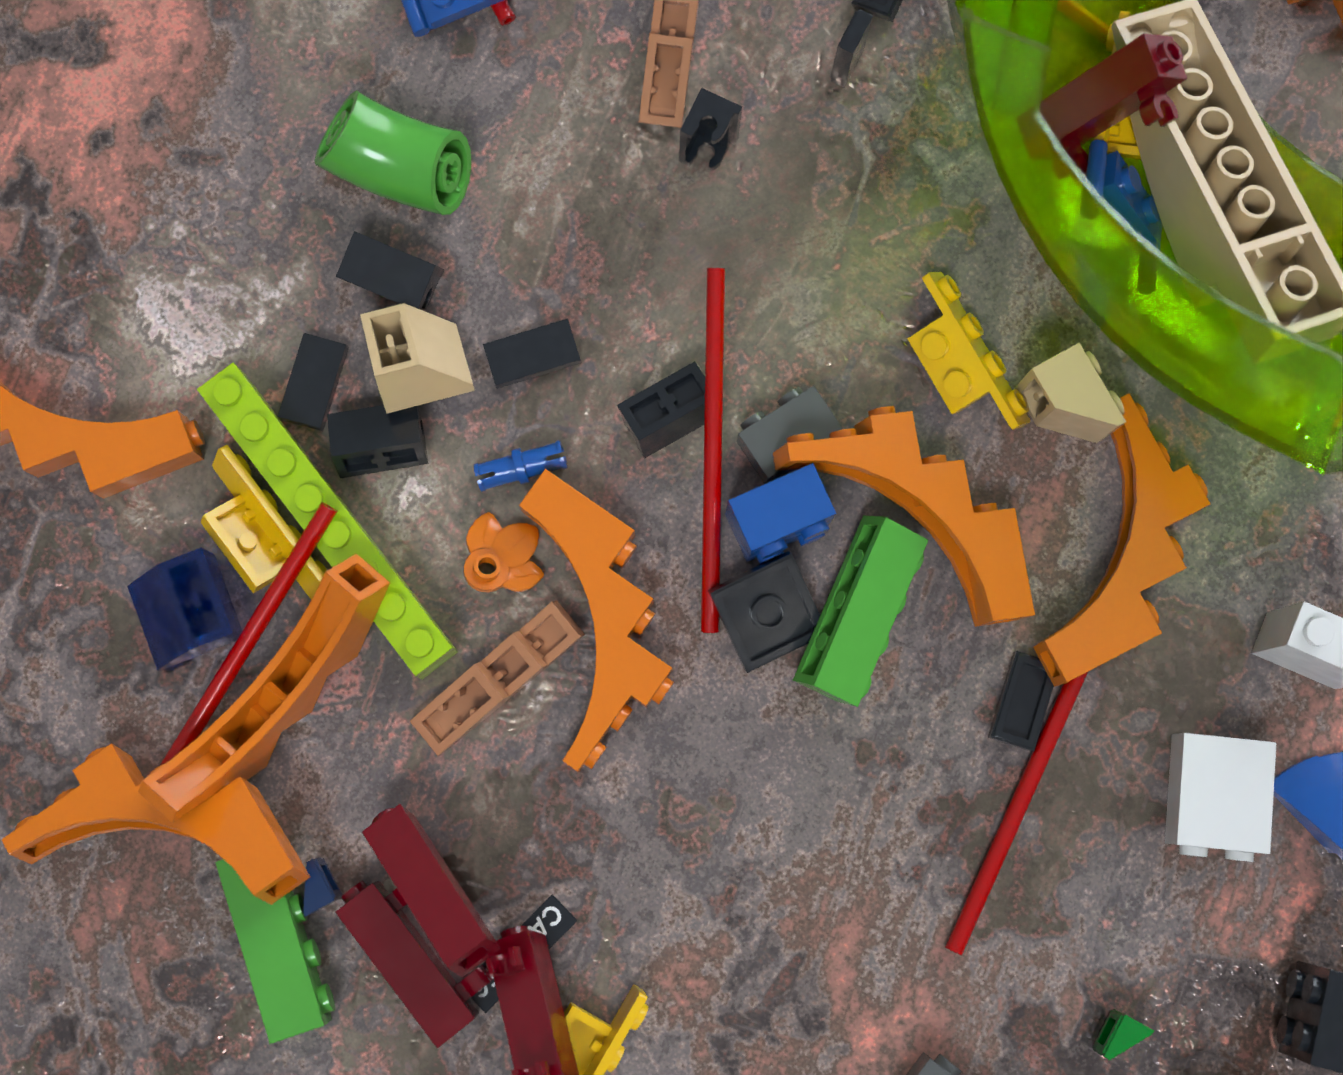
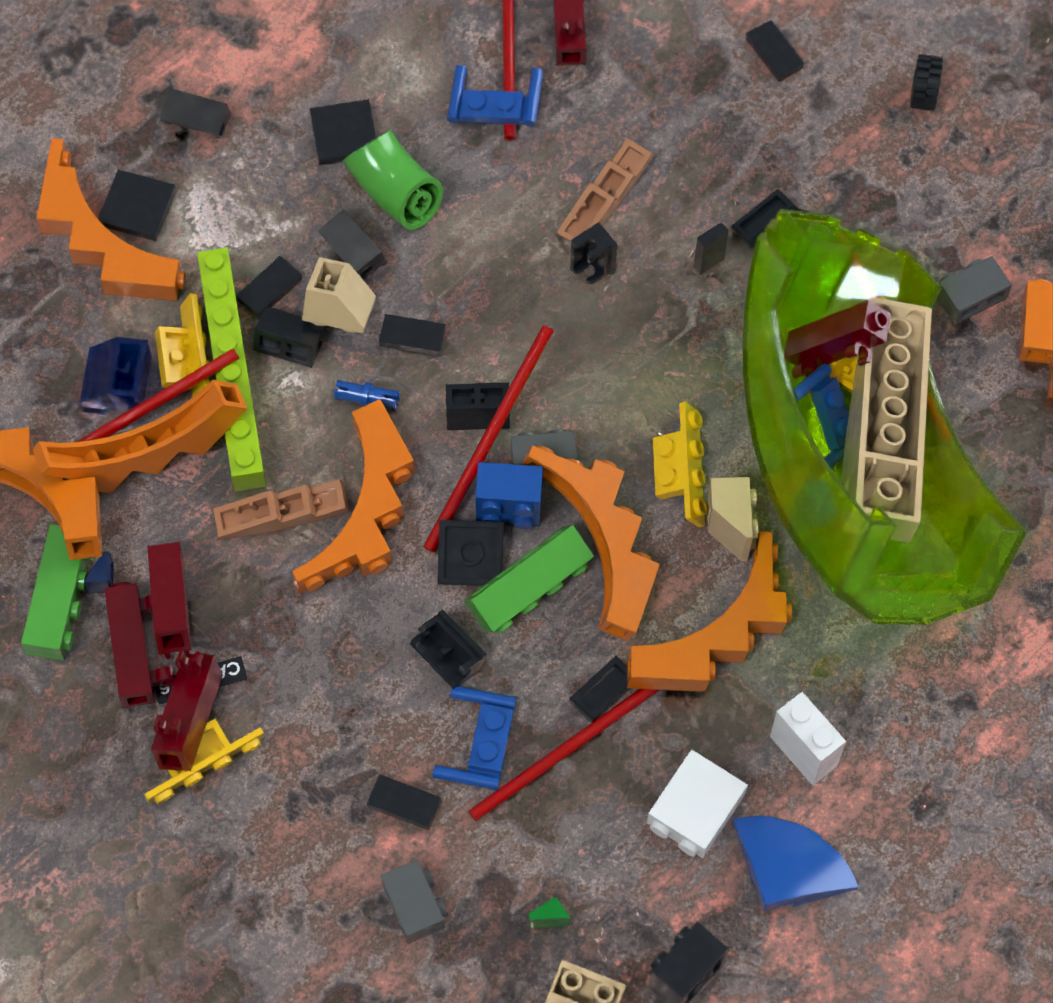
camera: 30 degrees right, 15 degrees down
(77, 356) = (137, 205): none -> black tile
(83, 191) = (195, 112): none -> black hinge
(287, 117) = (341, 129): none -> black tile
(506, 550) = (329, 441): orange plate -> none
(811, 756) = (448, 649): none -> black hinge
(861, 980) = (404, 802): none -> black tile
(921, 841) = (489, 739): none -> blue plate

